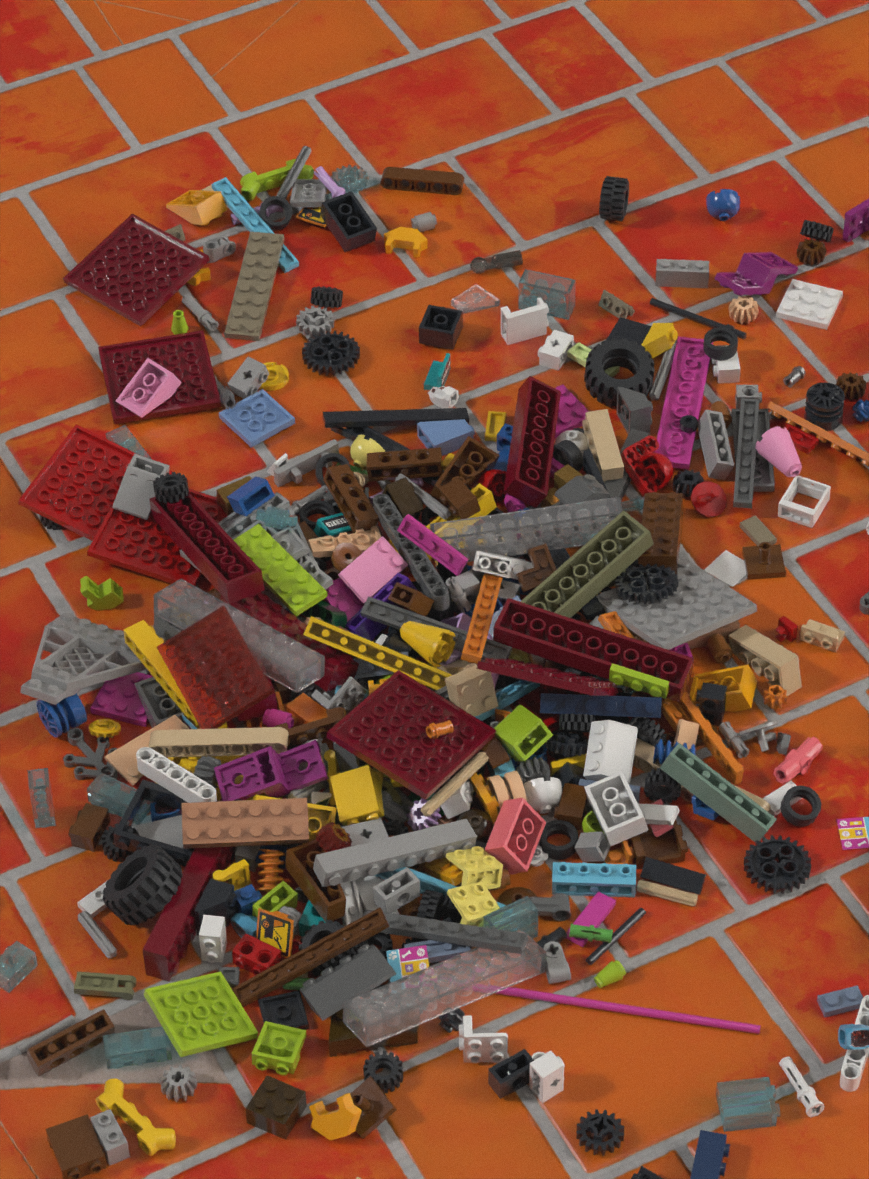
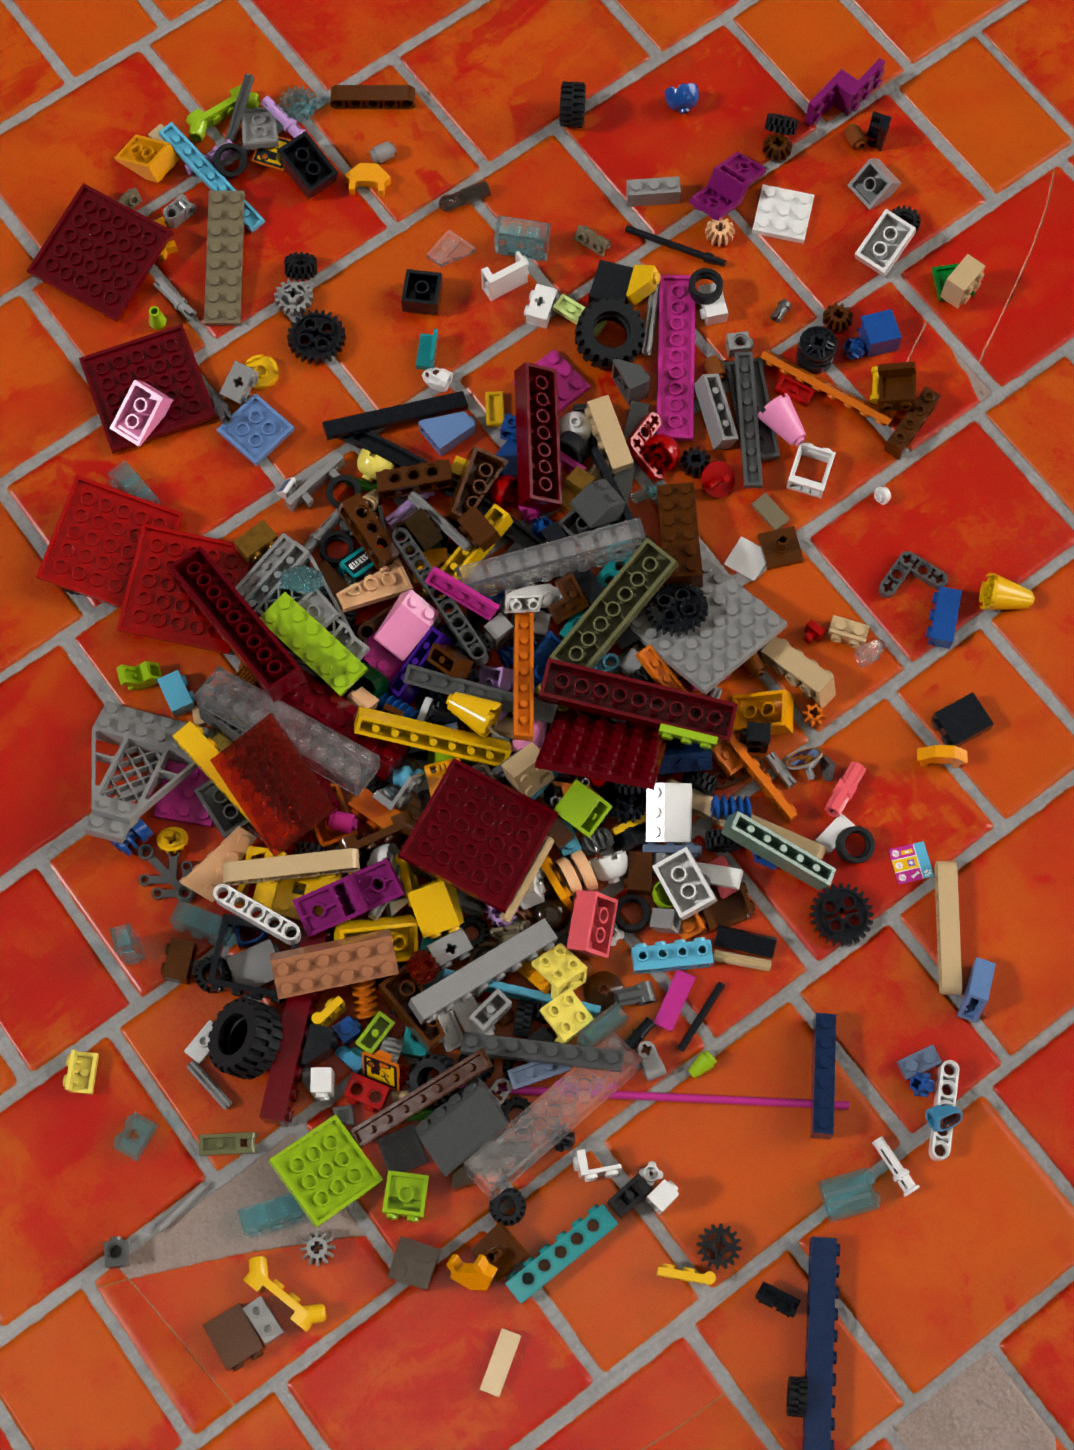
camera: 10 degrees left, 25 degrees up
(70, 1042) = (208, 1221): reddish brown brick -> none
(134, 608) = (175, 691): none -> medium azure brick
(138, 486) = (157, 548): light grey slope -> none
(170, 487) = (191, 561): black tyre -> none
(205, 770) = (283, 899): dark grey gear -> none
(250, 496) = (270, 550): blue piece -> none
(343, 550) = (369, 611): dark orange piece -> none
(407, 961) = (515, 1094): sticker -> none
(426, 1128) = (606, 1224): none -> teal brick
(435, 730) = (508, 827): orange pin -> none
(458, 594) = (495, 645): light grey pin -> none
(560, 1153) = (687, 1274): none -> yellow plate
(591, 933) = (679, 1023): bright green pin -> none
(686, 732) = (736, 781): light nougat tile -> none
(688, 423) = (686, 388): black tile -> none
(735, 994) = (823, 1076): none -> dark blue brick
(839, 1015) = (922, 1084): none -> blue gear
(840, 651) = (869, 653): none -> clear rock

